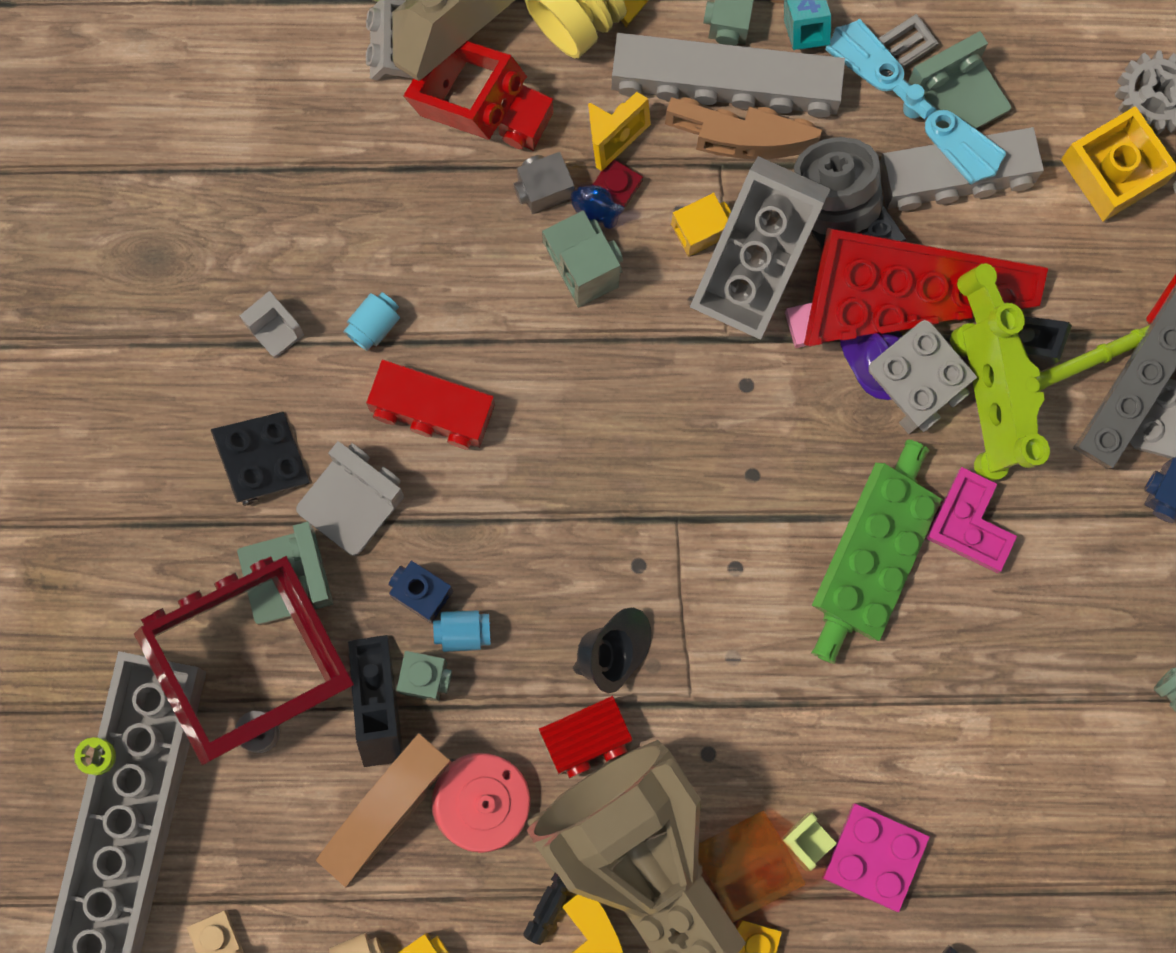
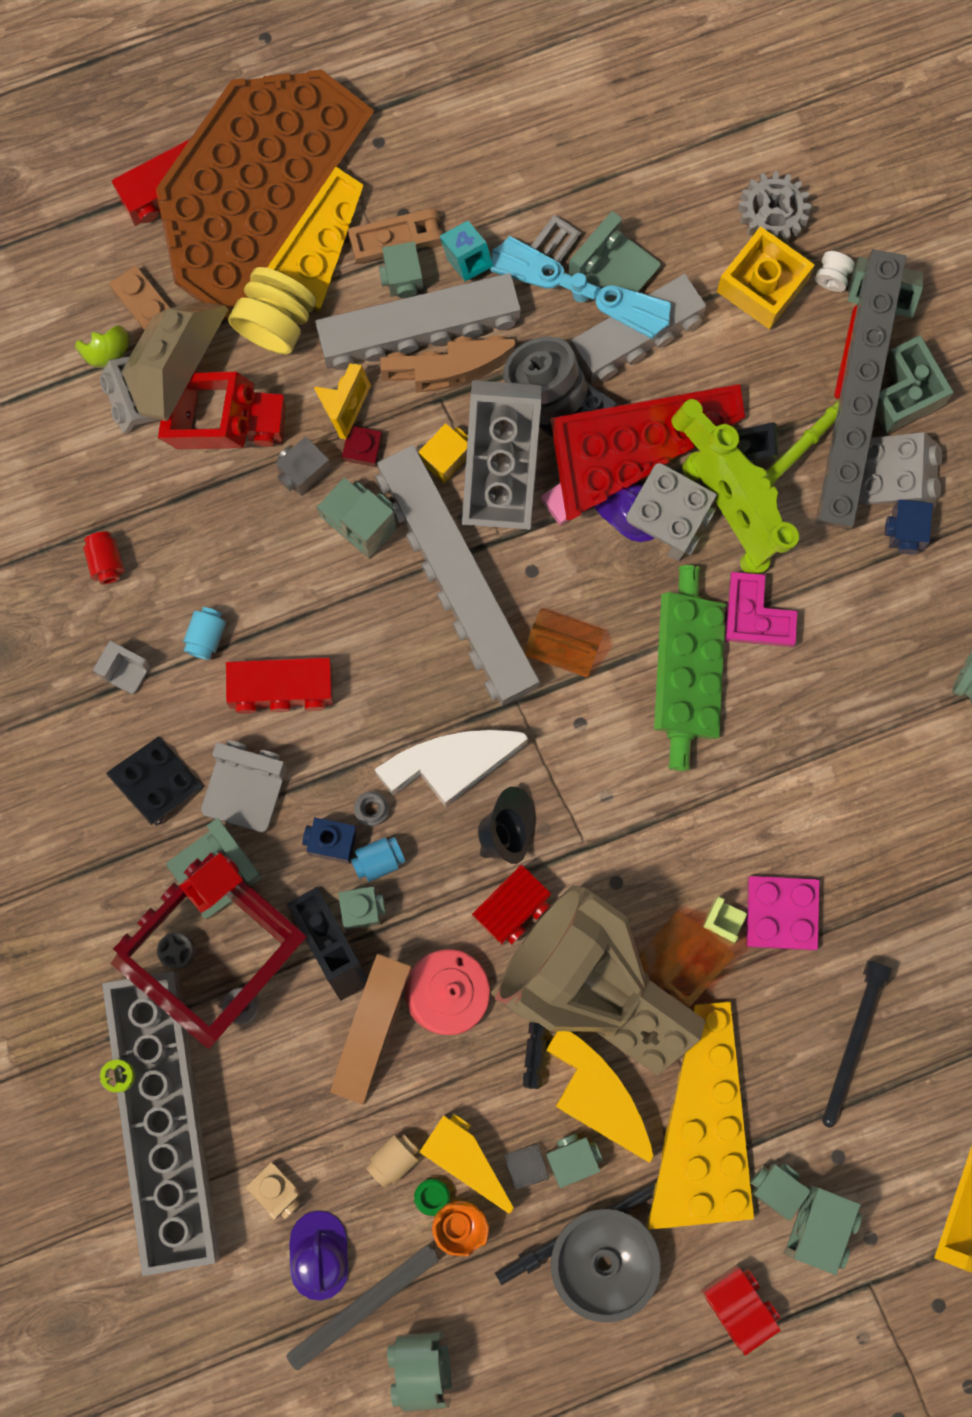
camera: 20 degrees left, 0 degrees up
(204, 645) = (170, 952): none -> dark grey wheel
(273, 588) = (211, 882): none -> red brick
(298, 201) = (103, 557): none -> red brick
(476, 561) = (367, 798): none -> flat silver plate
(581, 557) = (451, 762): none -> white slope
(597, 205) = (353, 468): clear blue animal -> none
(663, 360) = (457, 576): none -> light grey brick
(751, 474) = (564, 642): none -> clear orange panel

